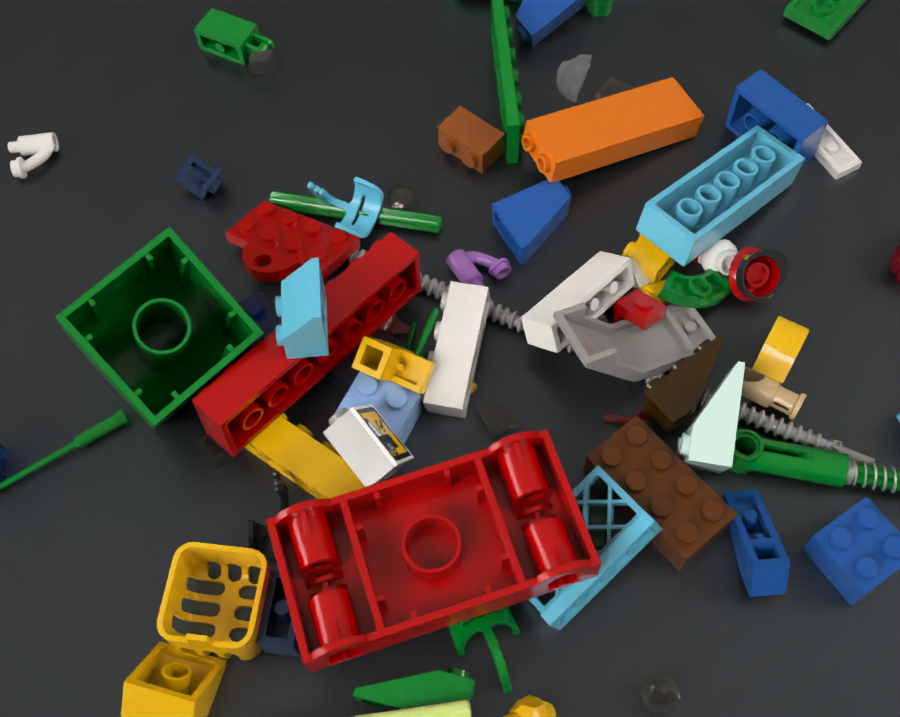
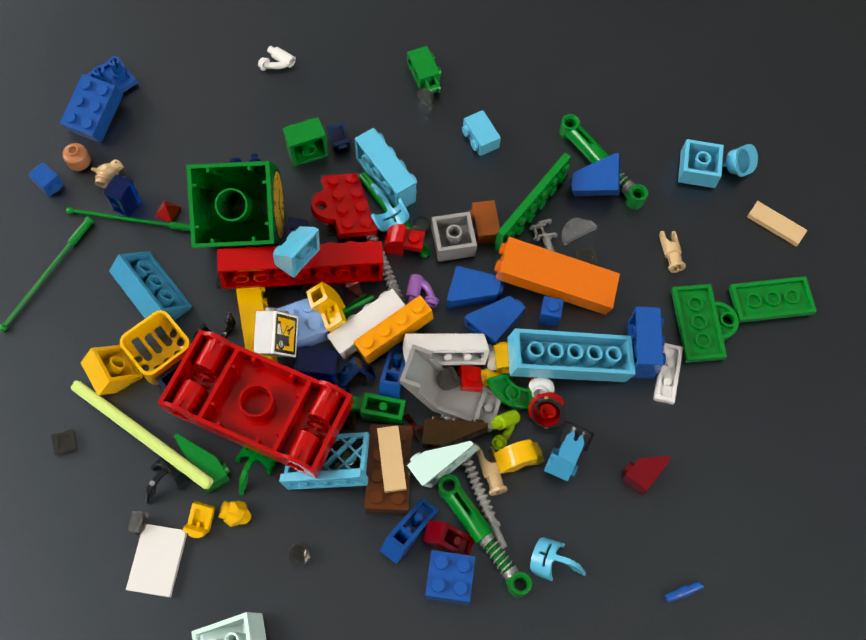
camera: 35 degrees right, 5 degrees up
(56, 431) = (168, 211): none -> red slope
(119, 540) = (148, 285): none -> dark azure slope
(166, 201) = (305, 141): none -> green brick
(288, 161) = (385, 167): none -> medium azure brick
(367, 54) = (481, 133): none -> medium azure brick
(401, 220) = (401, 238): none -> red brick
(443, 441) = (317, 363): none -> clear blue brick
(454, 178) = (453, 236): none -> light grey brick
(492, 418) = (351, 368): none -> dark blue bracket
(497, 328) = (393, 329): none -> light orange brick
(546, 381) = (392, 372): none -> blue slope
(547, 108) = (544, 236): none -> light grey piece
(582, 427) = (380, 409): none -> green brick
(593, 228) = (495, 319): none -> blue slope
(620, 328) = (448, 379): none -> clear smoke tile
(642, 172) = (551, 311): none -> blue brick
(660, 471) = (391, 459): none -> tan tile
(693, 21) = (672, 252): none -> tan piece
(724, 323) = (504, 421): none -> lime plant
(800, 64) = (702, 322): none -> green plate
(804, 510) = (447, 538): none -> dark red slope
(827, 295) = (563, 460): none -> dark azure piece

